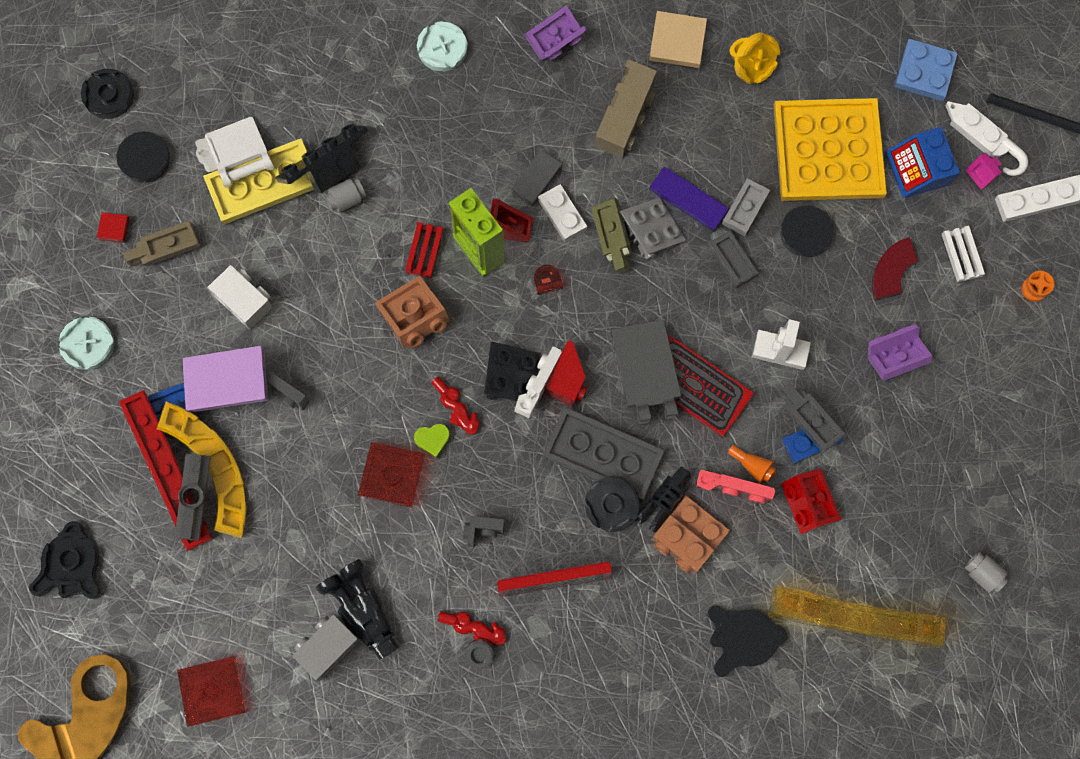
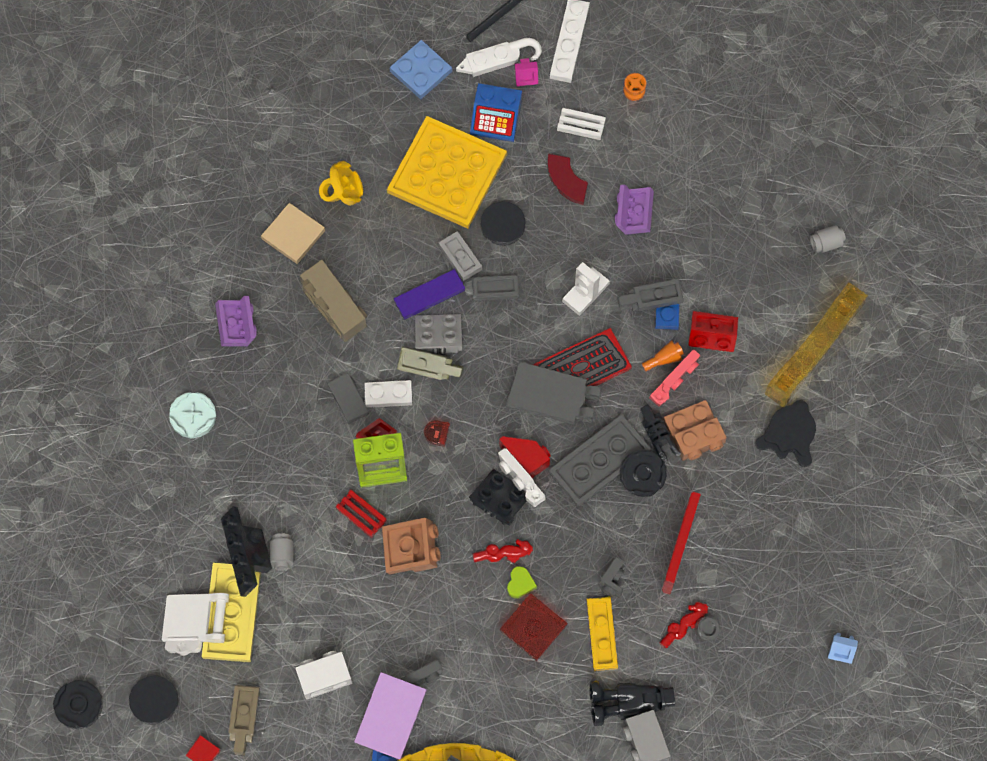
camera: 60 degrees left, 5 degrees down
(420, 547) = (602, 634): none -> yellow tile

